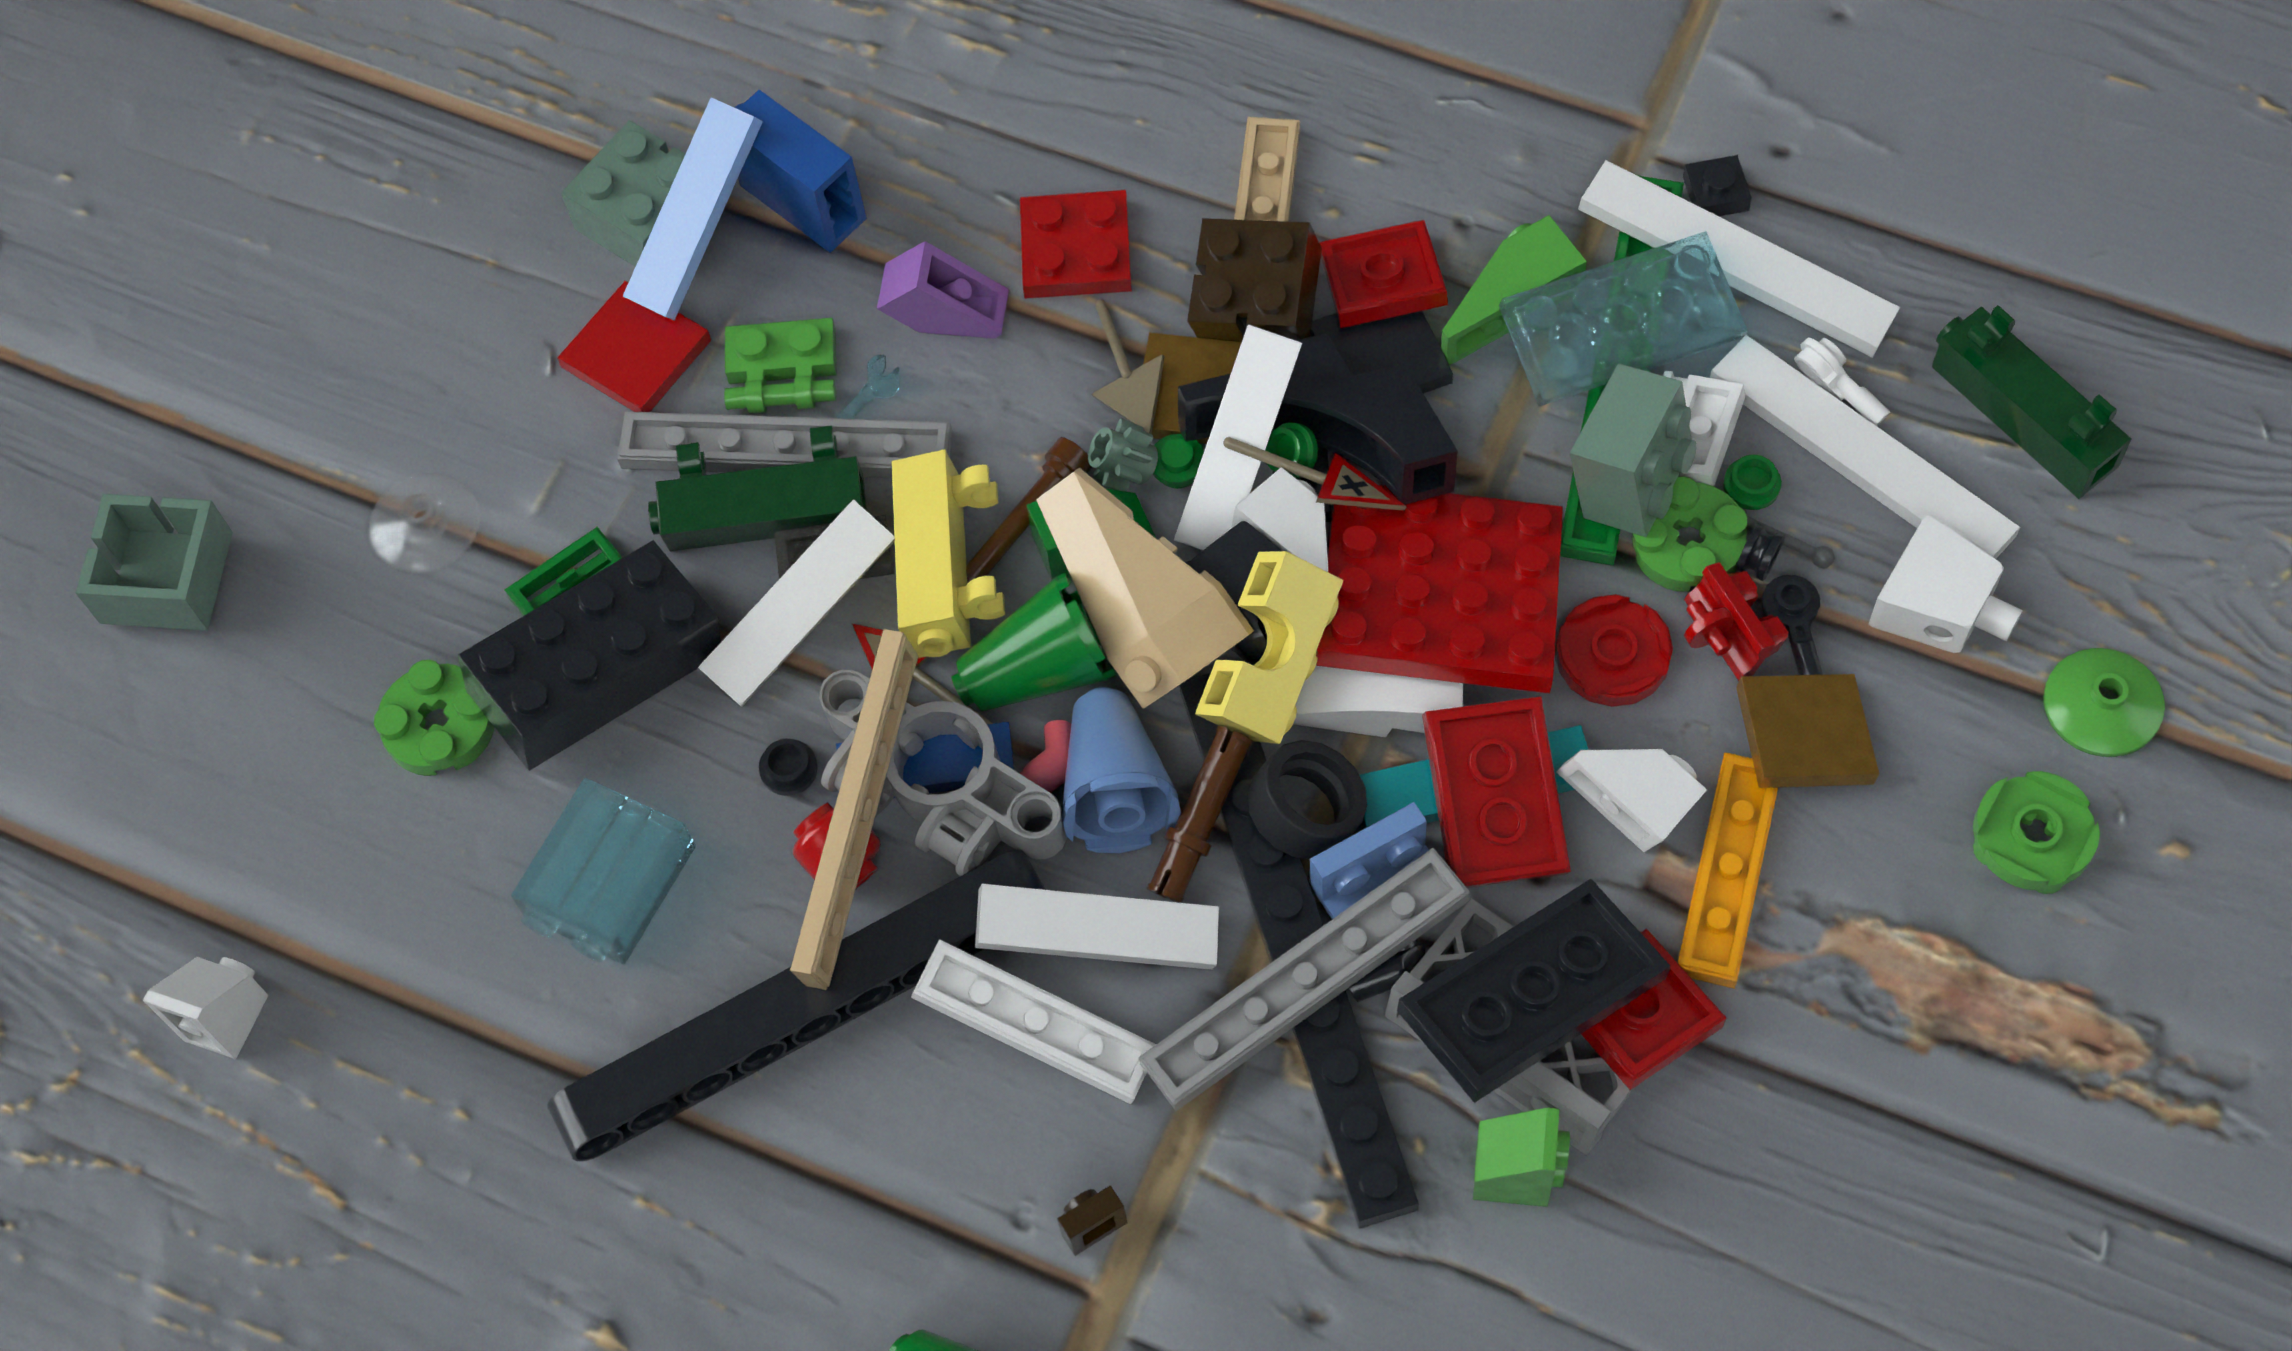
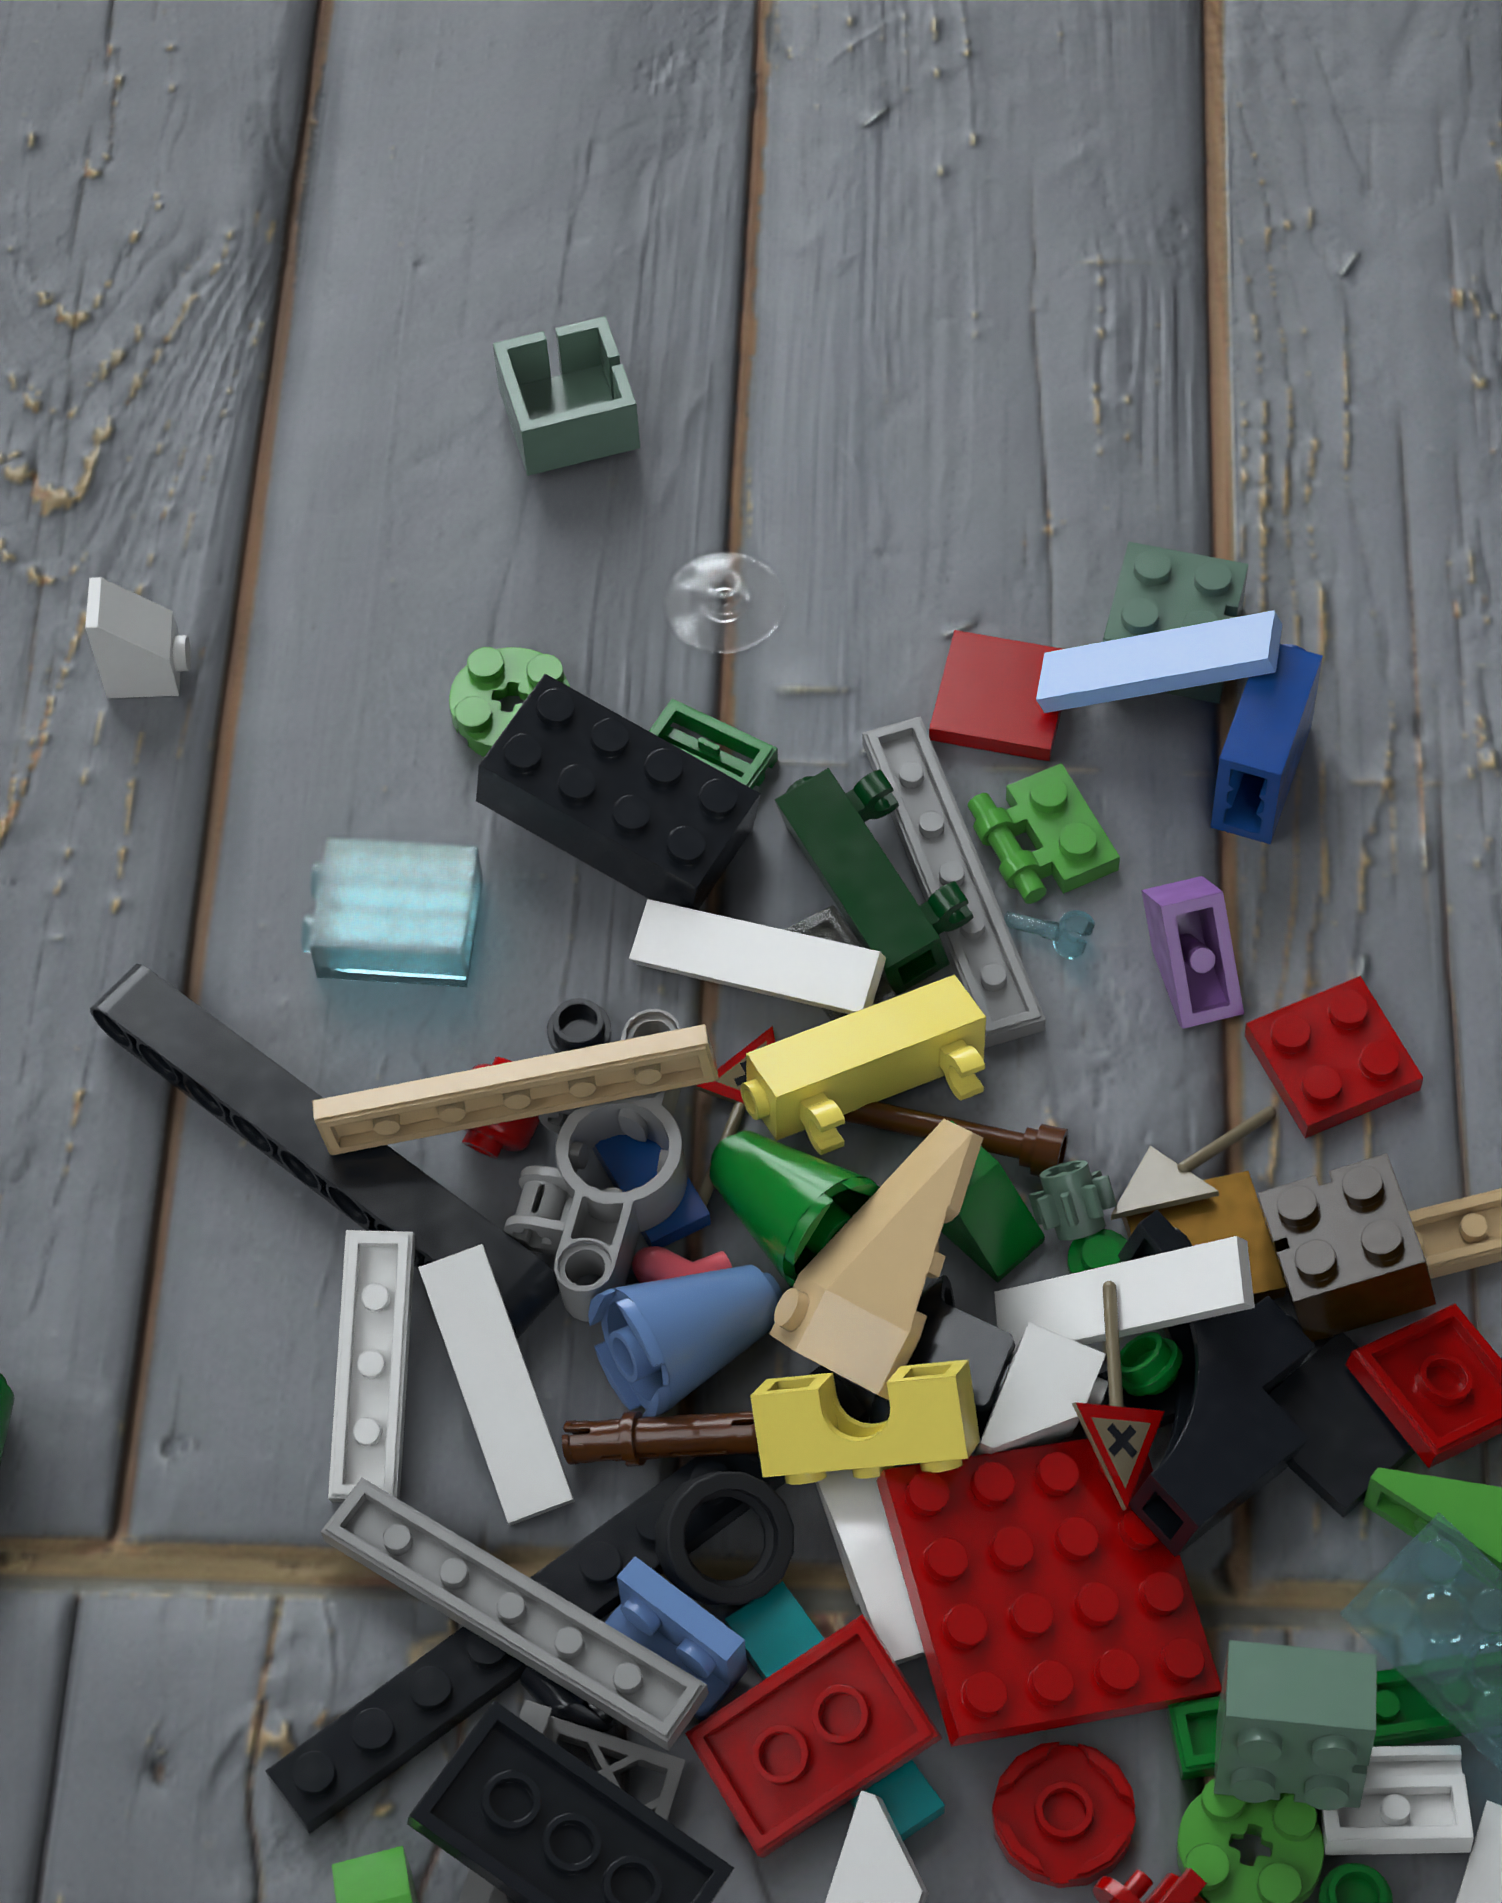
camera: 65 degrees right, 5 degrees down
(1091, 1218) = (180, 1503): dark brown plate -> none

